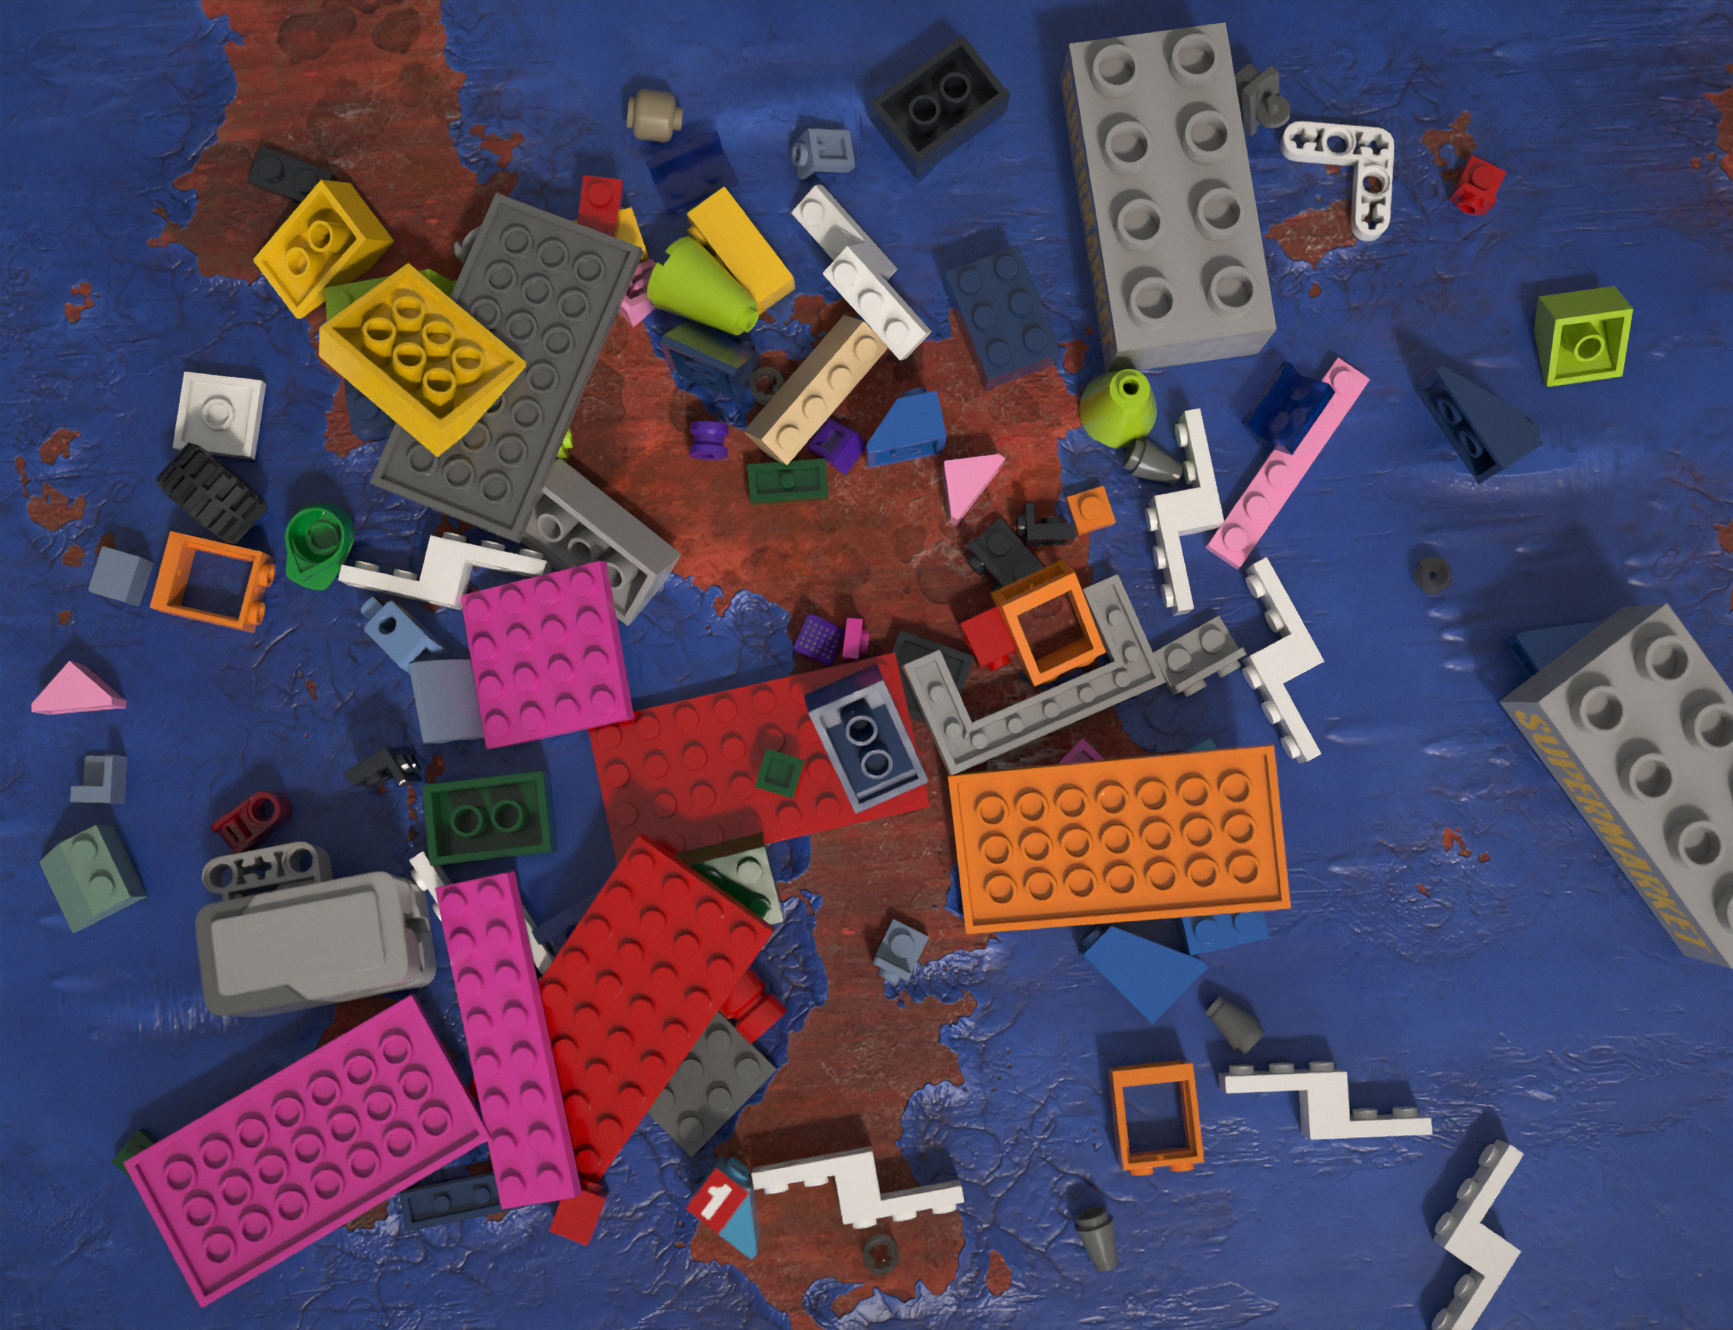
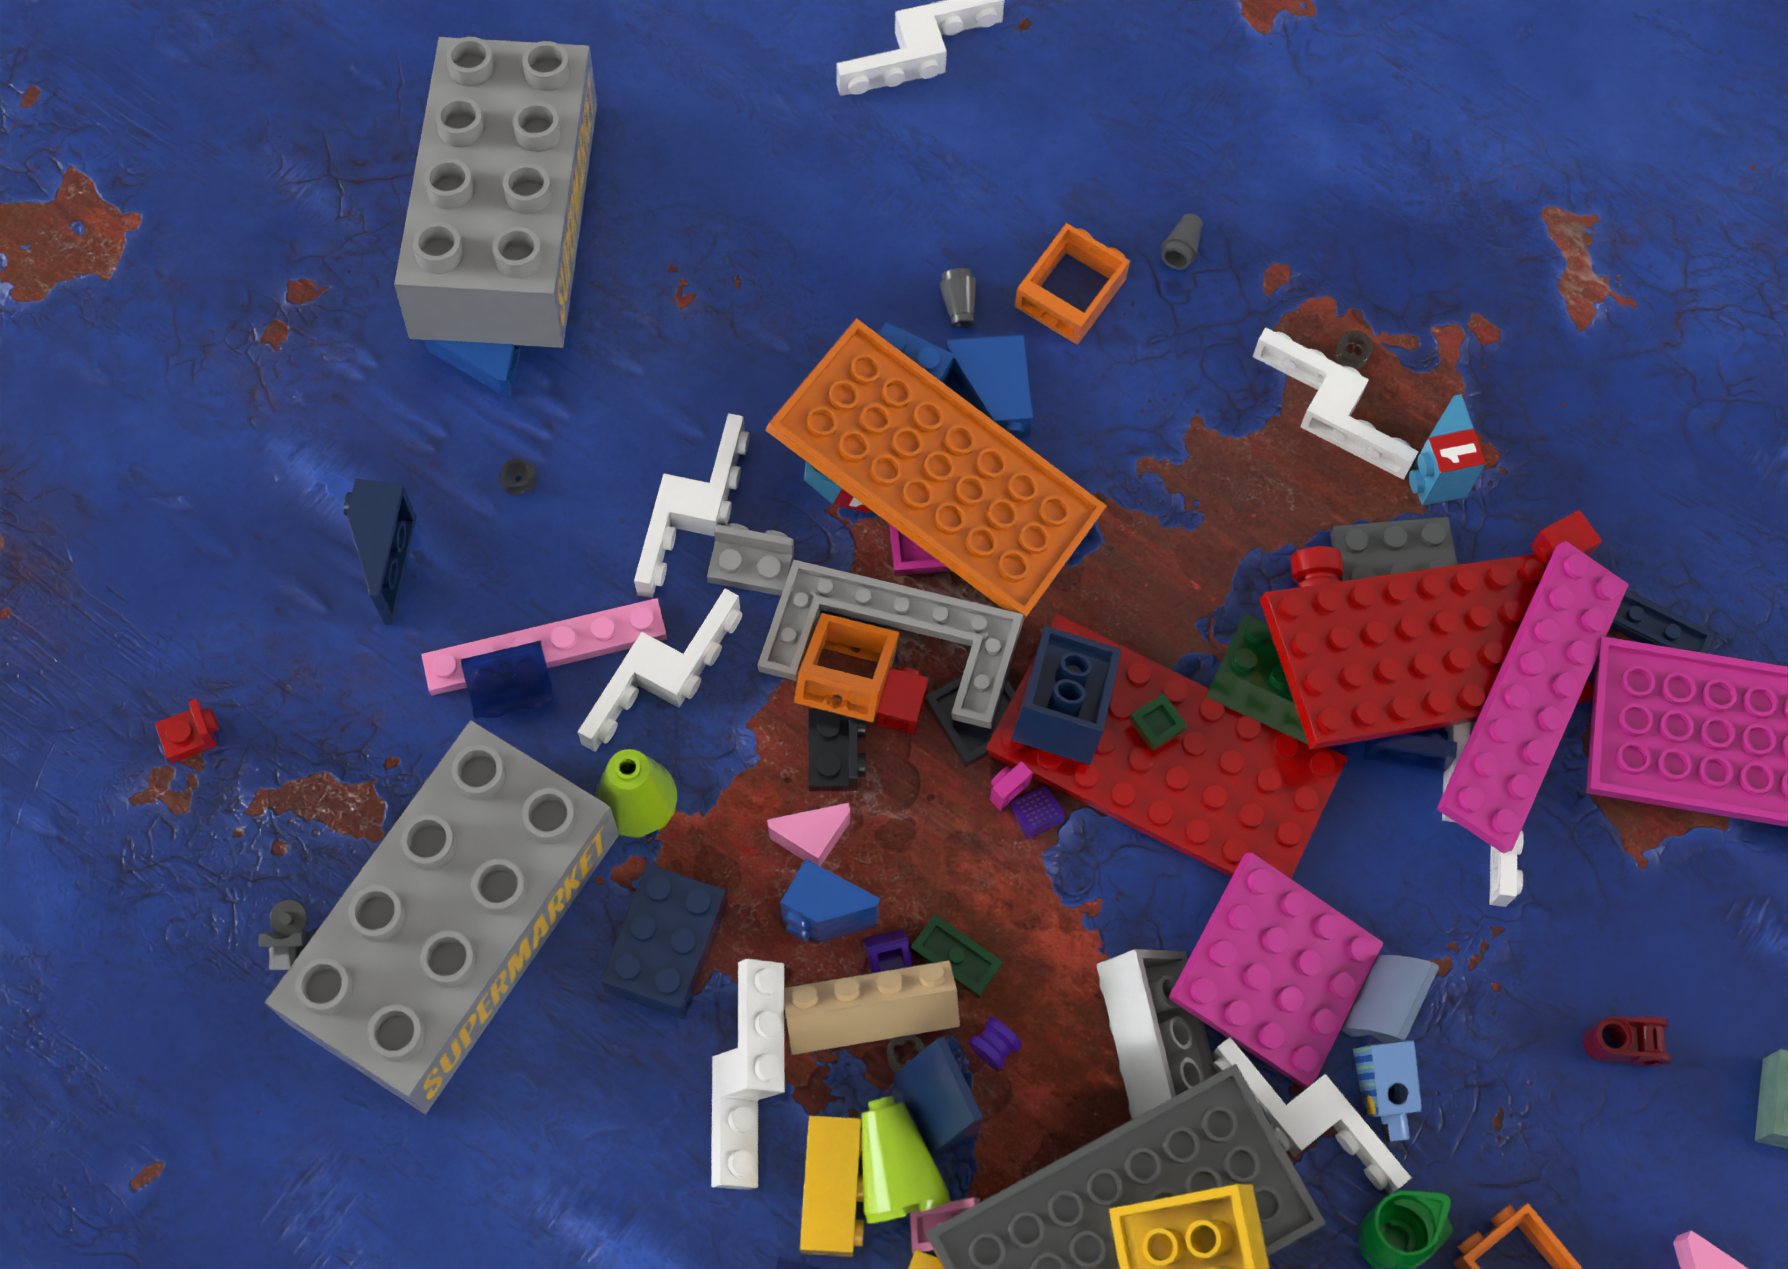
camera: 140 degrees left, 15 degrees down
(103, 780) = (1742, 1181): sand blue panel -> none
(310, 937) = (1649, 892): light grey piece -> none
(383, 768) = (1484, 989): black bracket -> none
(490, 818) = (1423, 878): dark green brick -> none
(823, 152) = (685, 1216): sand blue bracket -> none
(899, 952) = (1169, 535): sand blue bracket -> none
(939, 106) = (553, 1165): black brick -> none
(1049, 533) = (781, 741): black bracket -> none
(1090, 510) = (731, 736): orange plate -> none
(1151, 463) = (652, 732): dark grey cone -> none
(1325, 1101) = (943, 201): white bracket -> none
(1363, 161) = (255, 825): white beam -> none
(1582, 335) = (230, 553): lime slope -> none

